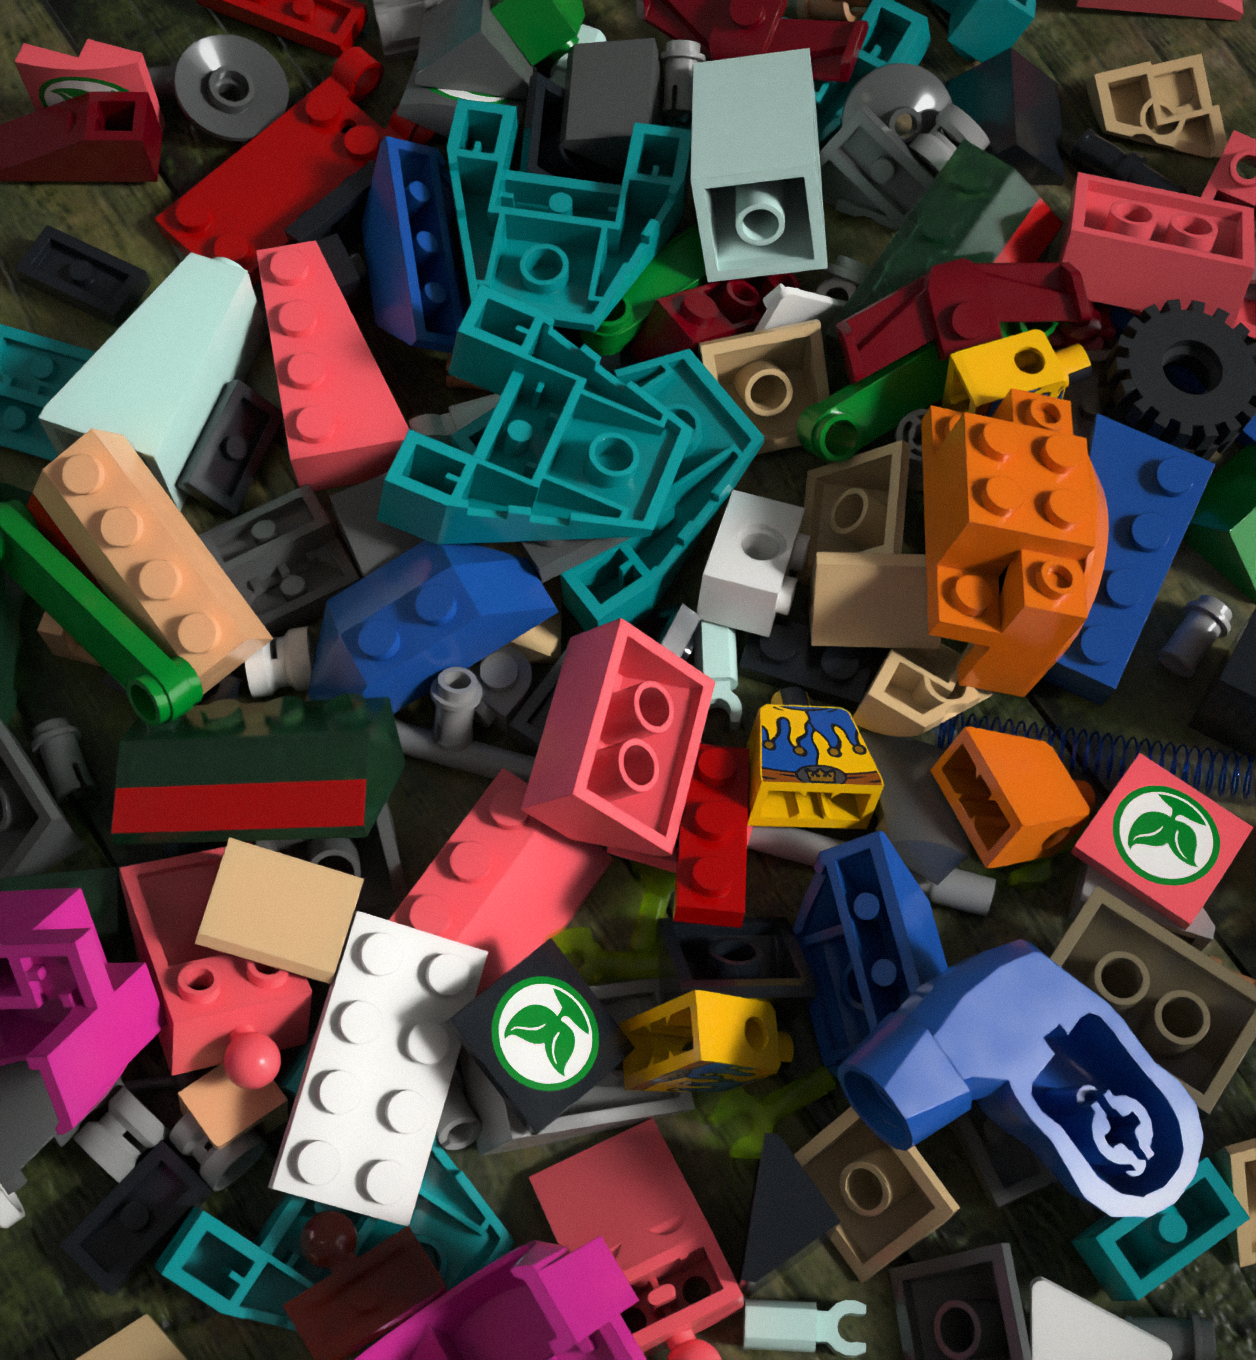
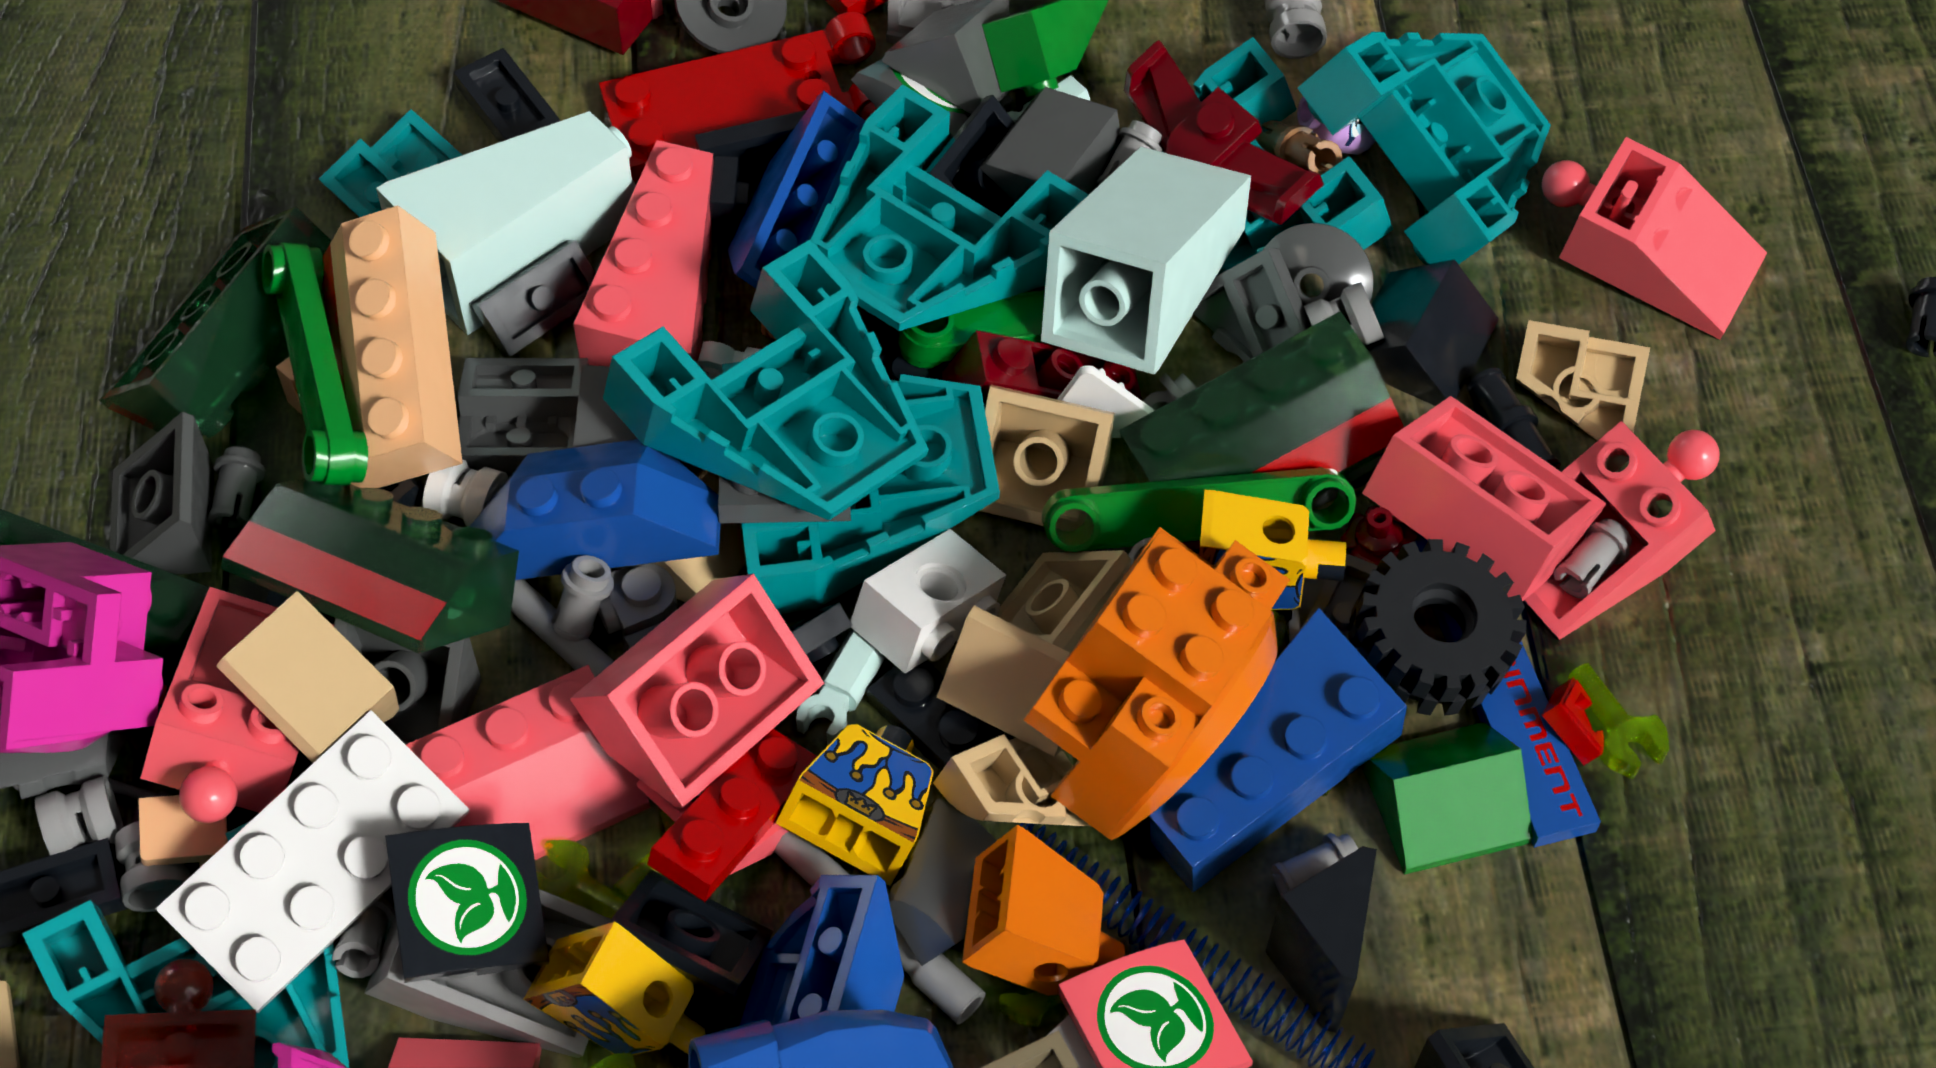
camera: 25 degrees right, 10 degrees down
(959, 309) = (1248, 457): dark red plate -> none

